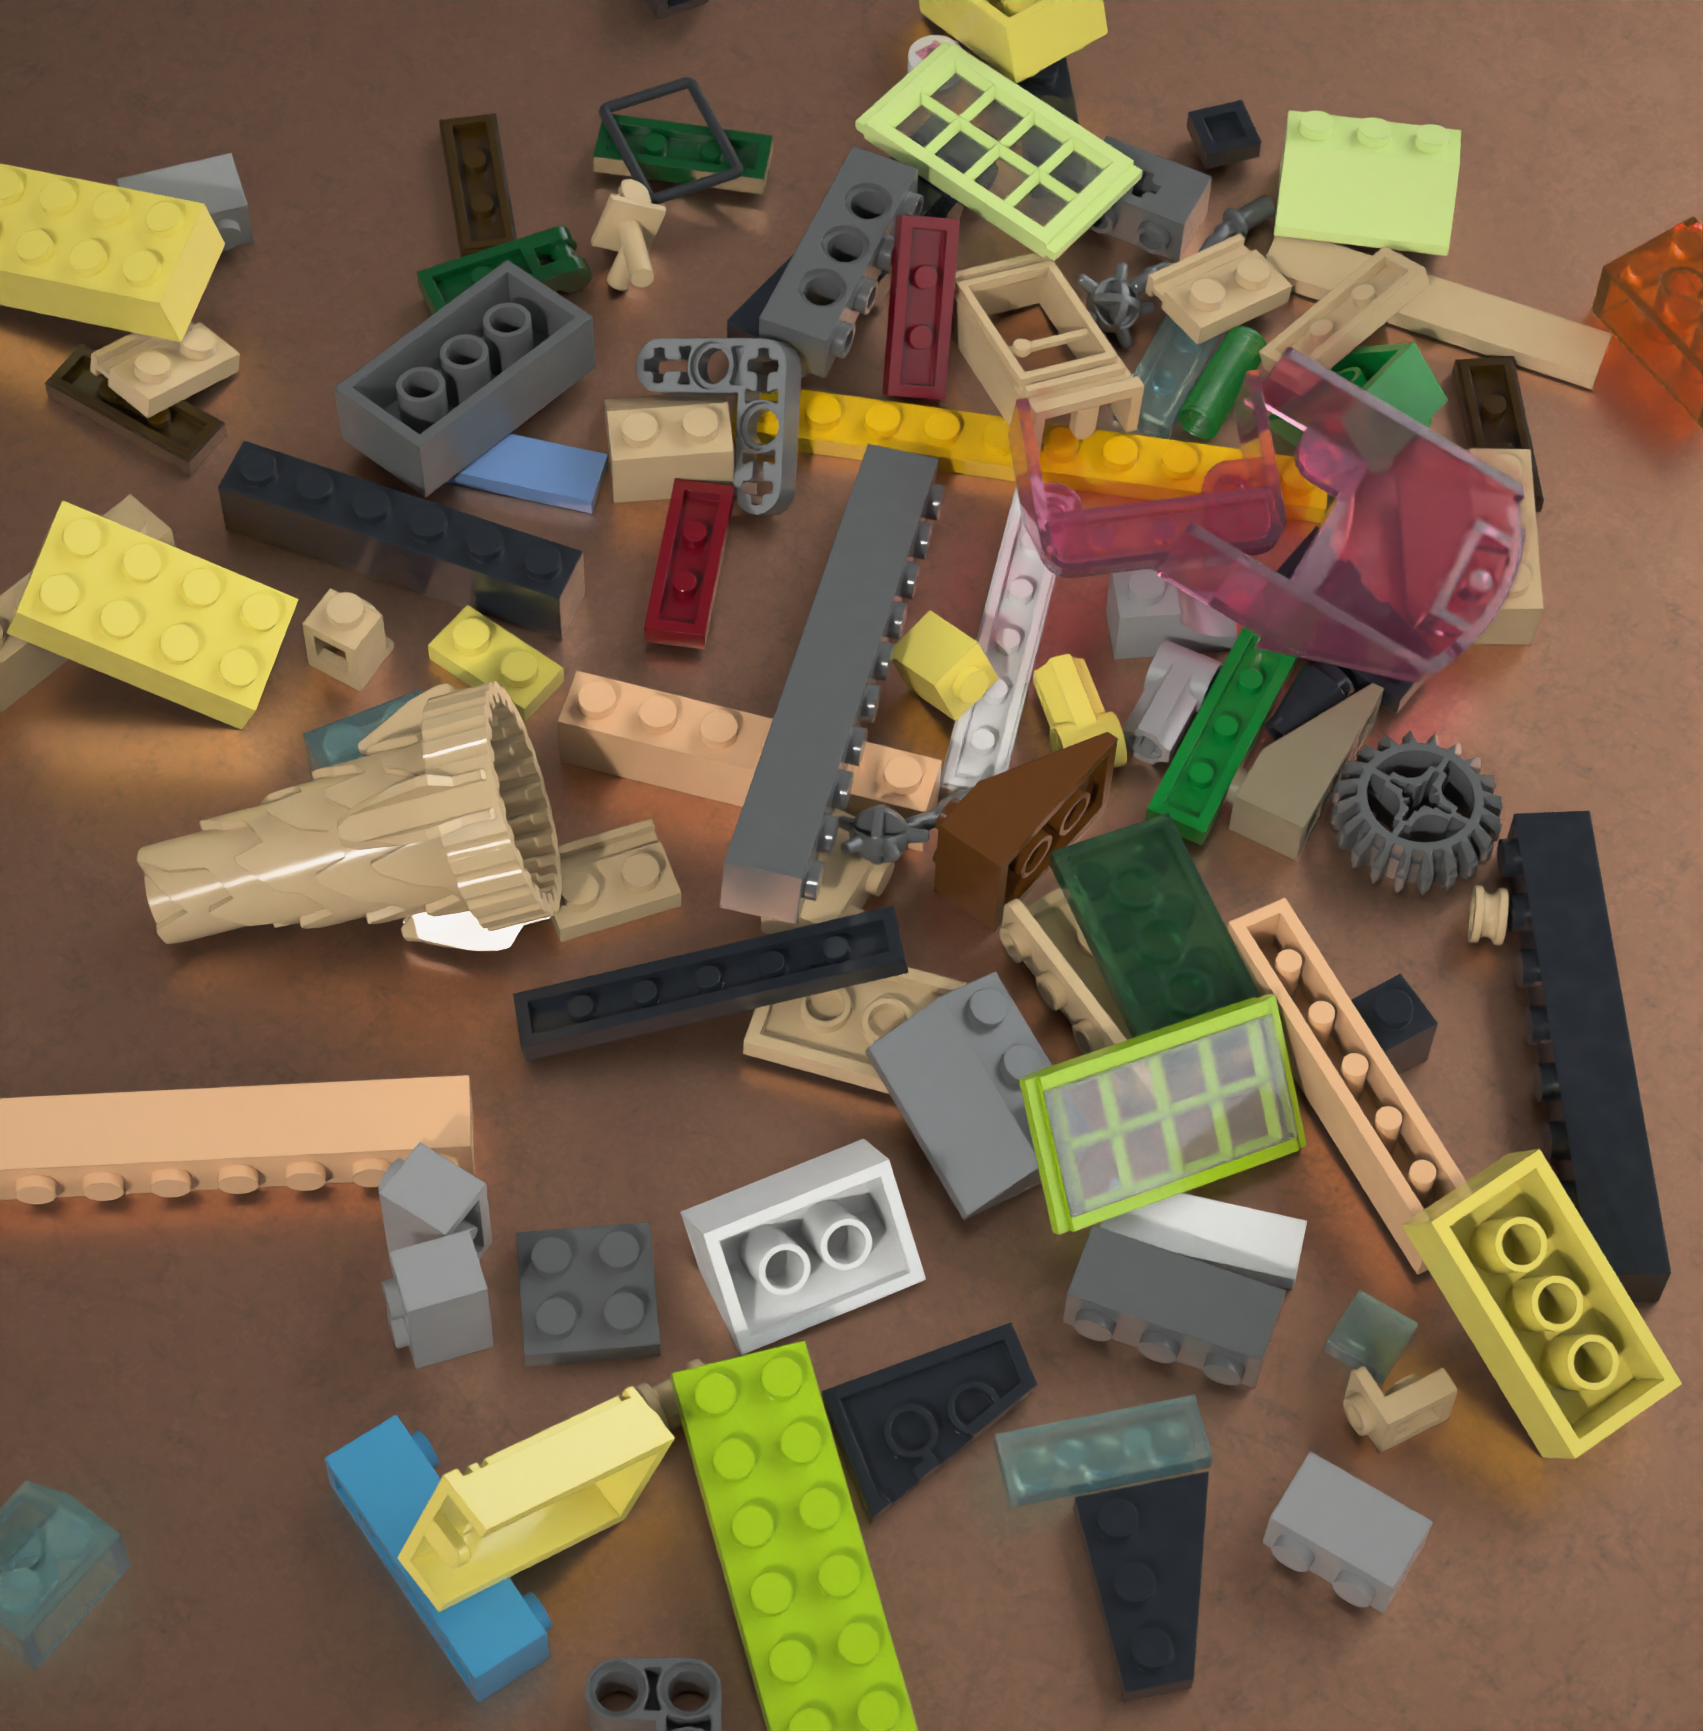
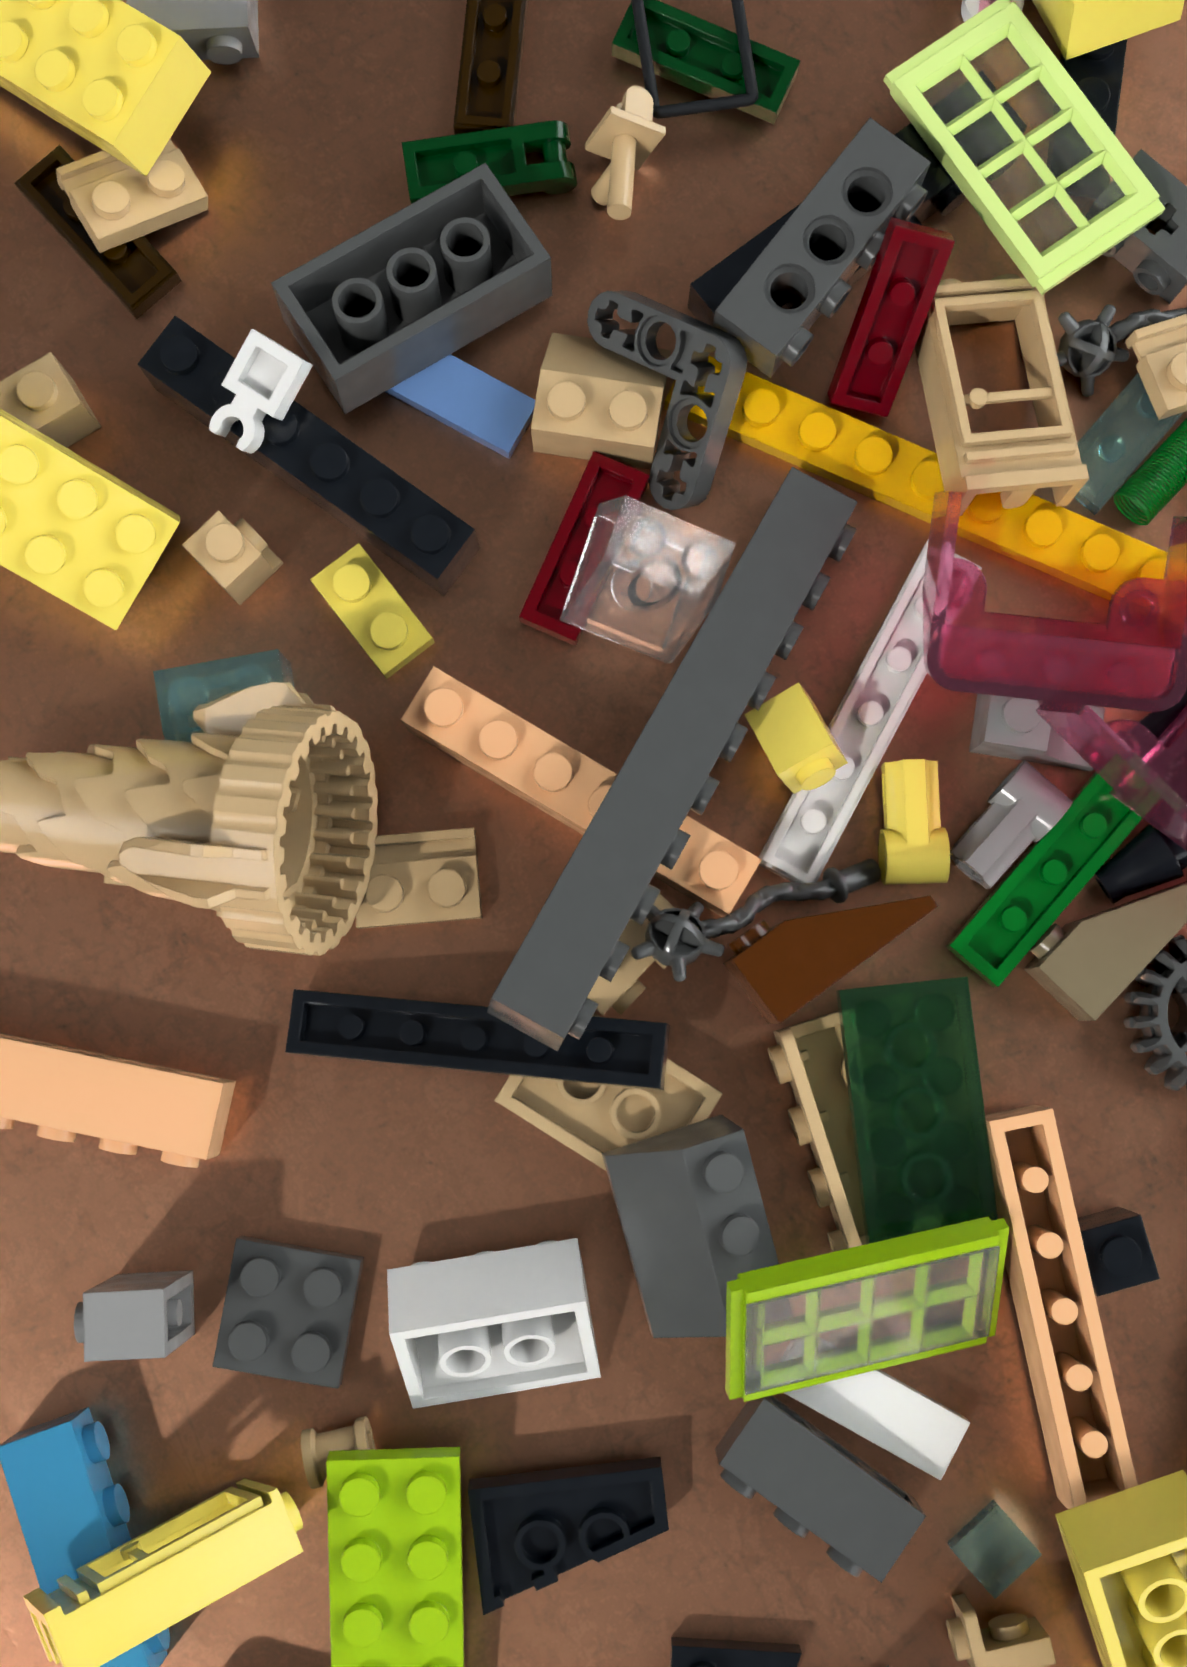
camera: 20 degrees right, 25 degrees up
(349, 462) = (264, 382): none -> white plate
(431, 1200) = (151, 1225): light grey brick -> none
(757, 562) = (646, 578): none -> clear slope
(1102, 1451) = (711, 1606): clear light blue plate -> none

